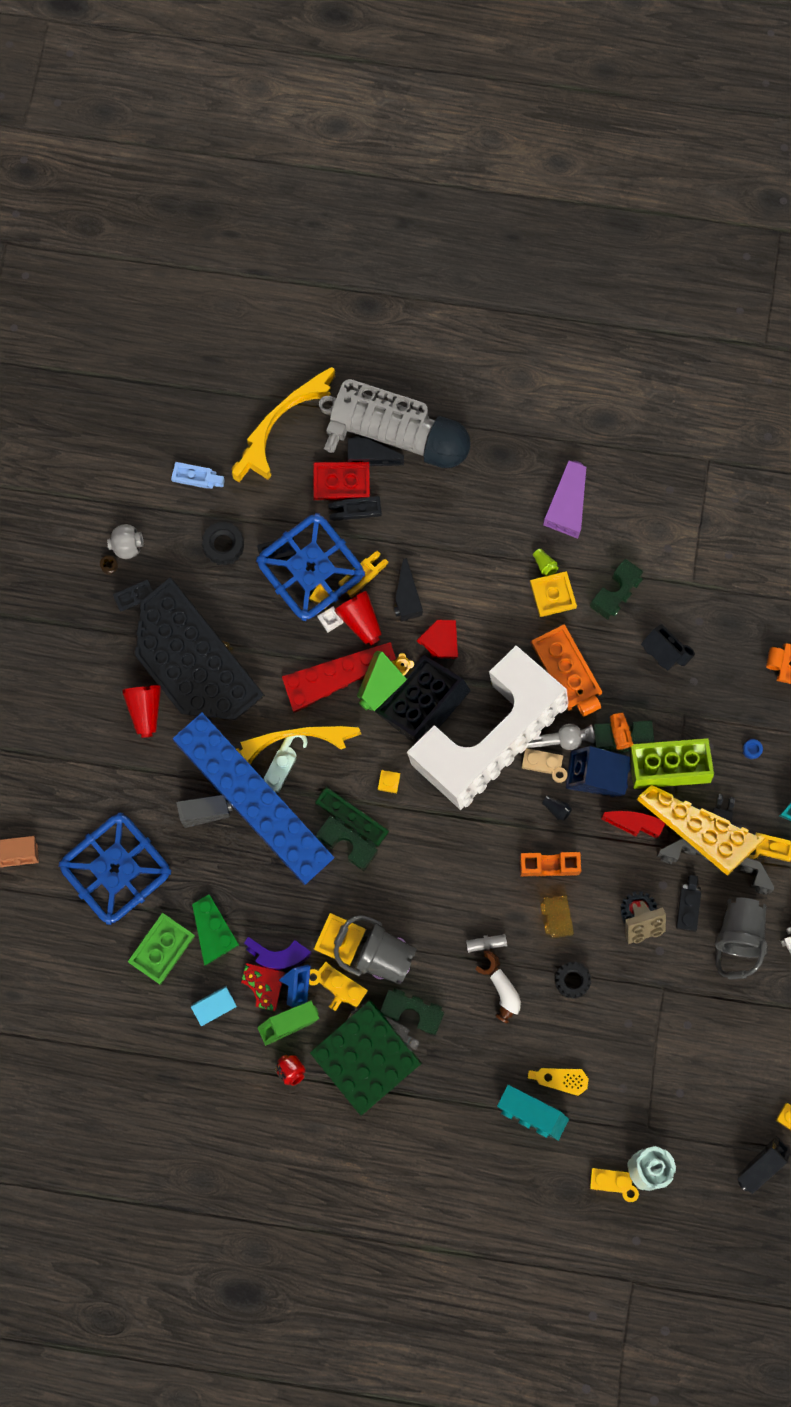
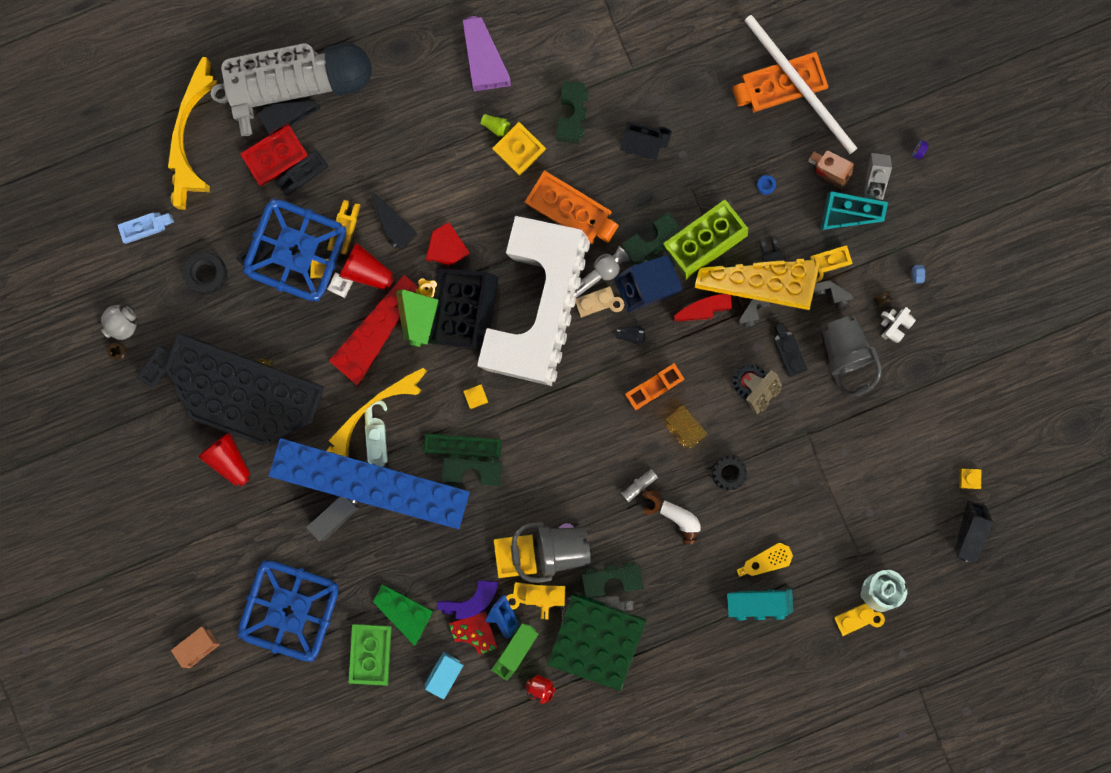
camera: 25 degrees left, 10 degrees up
(621, 731) = (648, 237): orange hinge -> none

